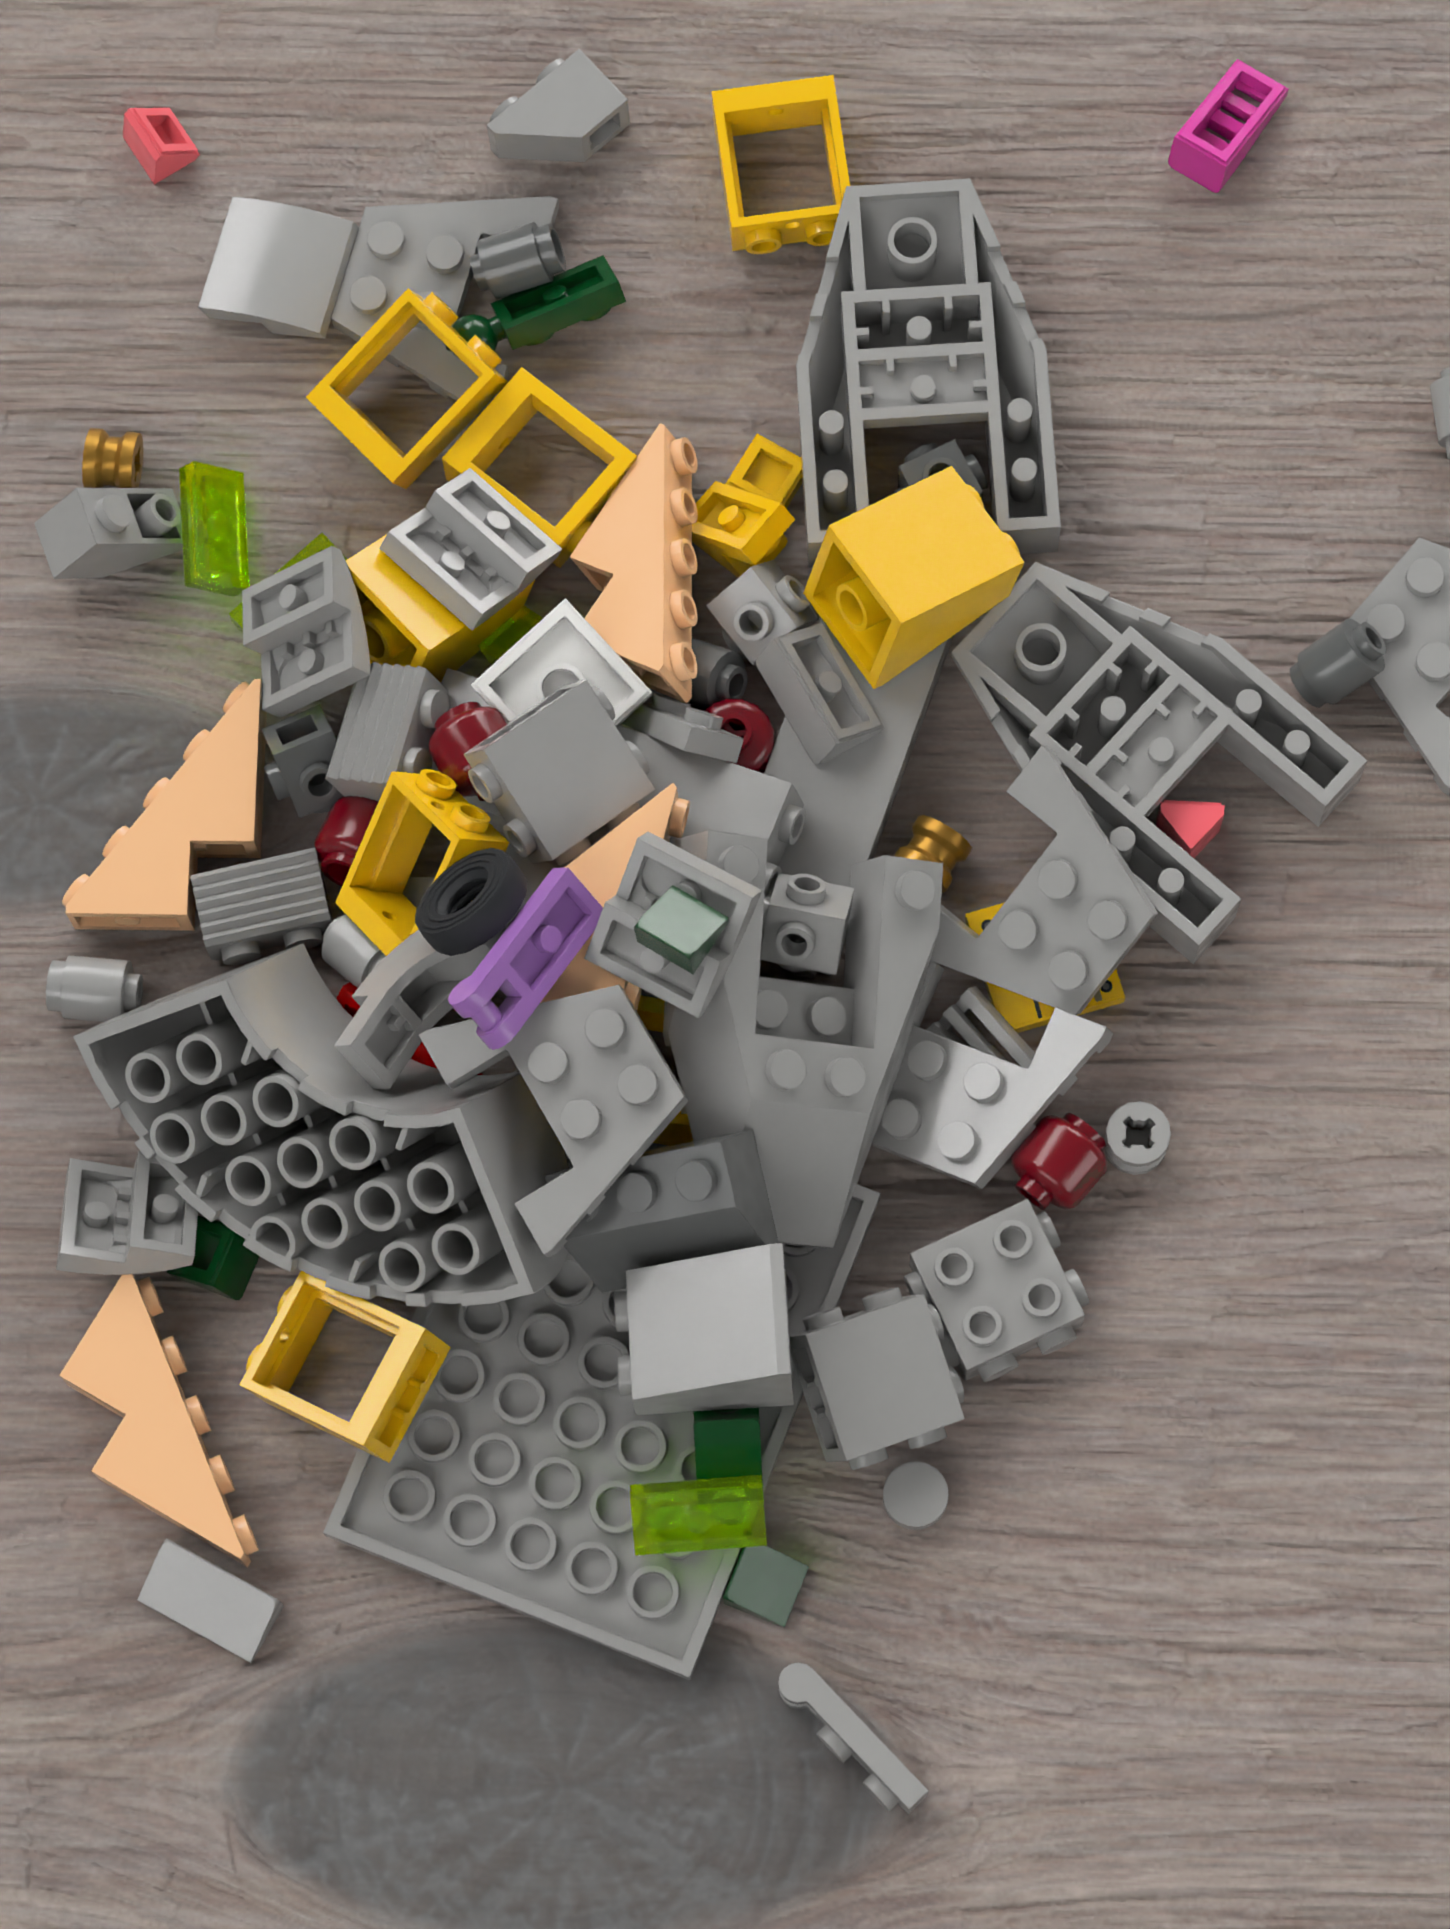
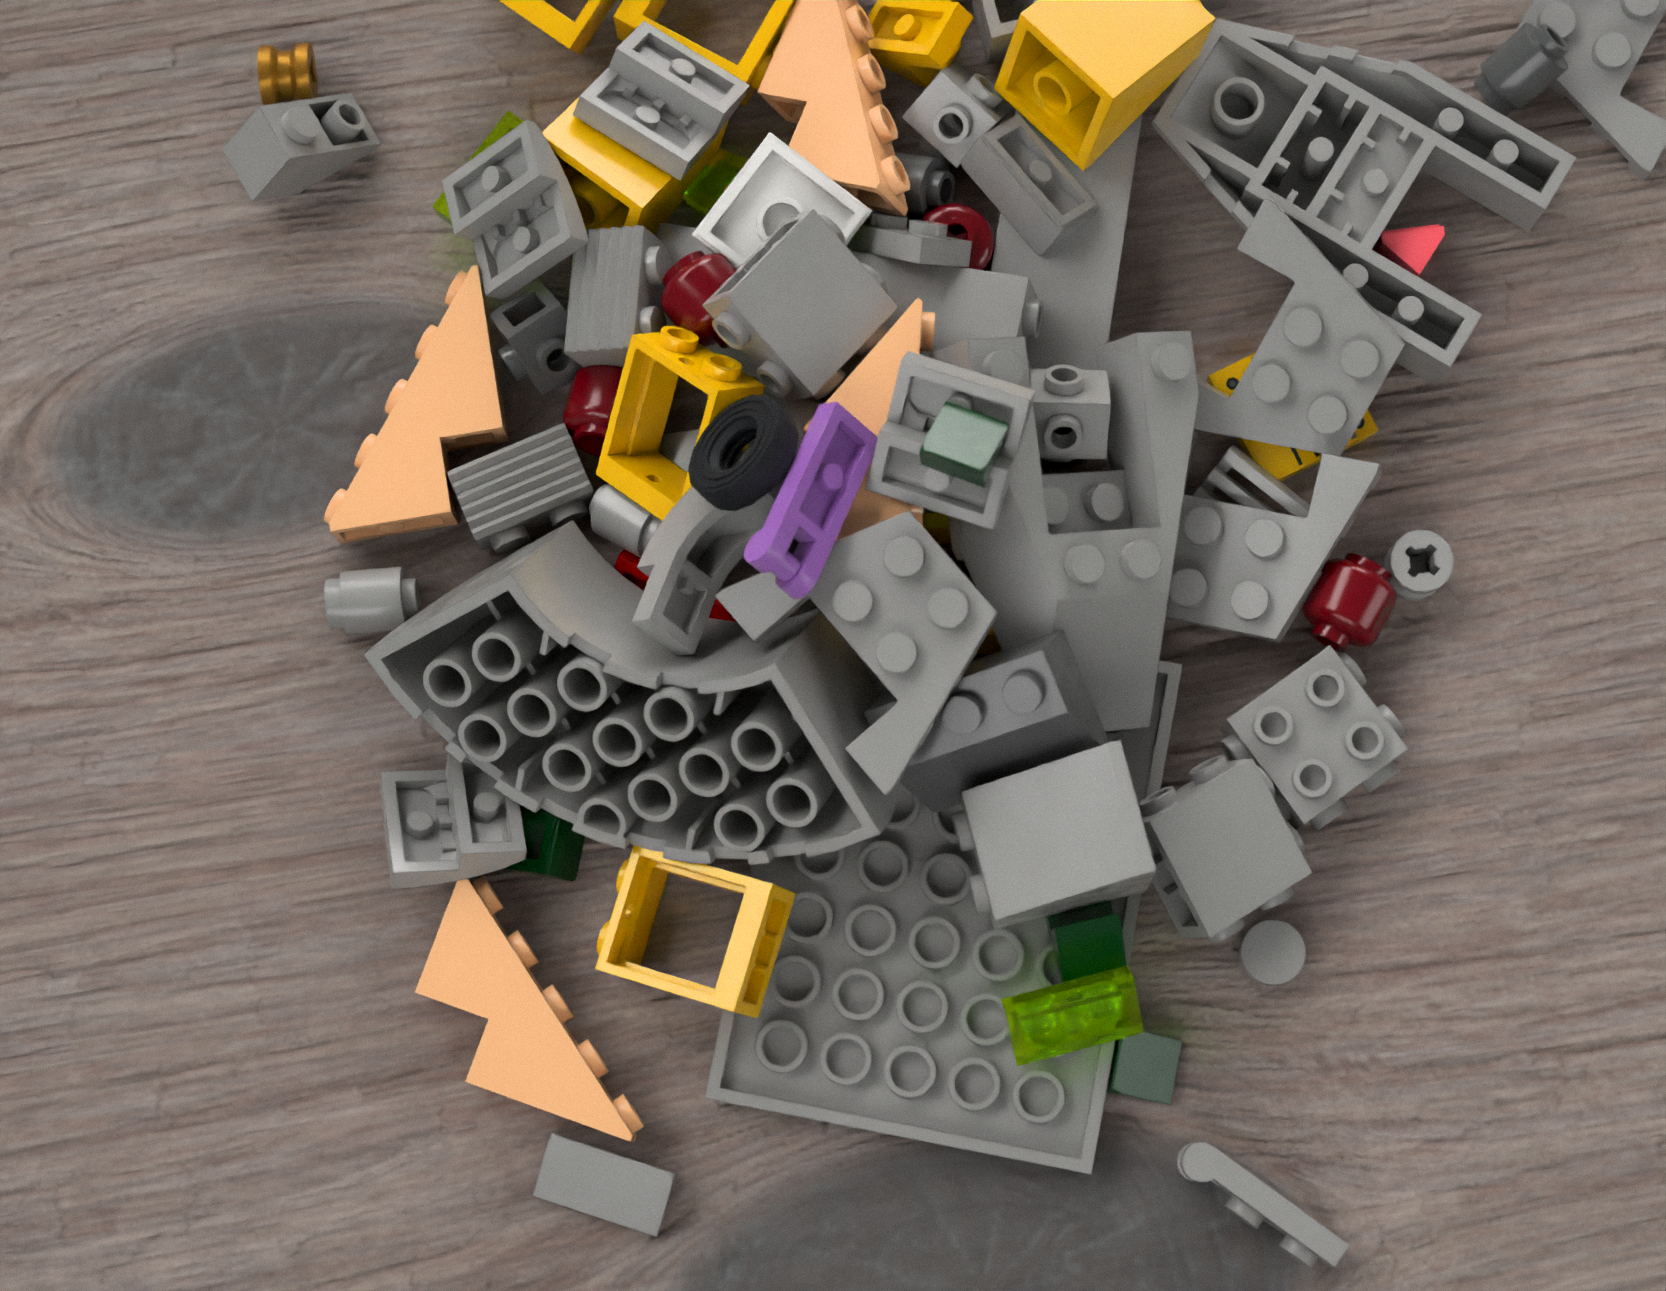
camera: 15 degrees left, 5 degrees up
(214, 529) = (400, 125): clear neon green plate -> none
(936, 843) = (1166, 311): pearl gold wheel -> none

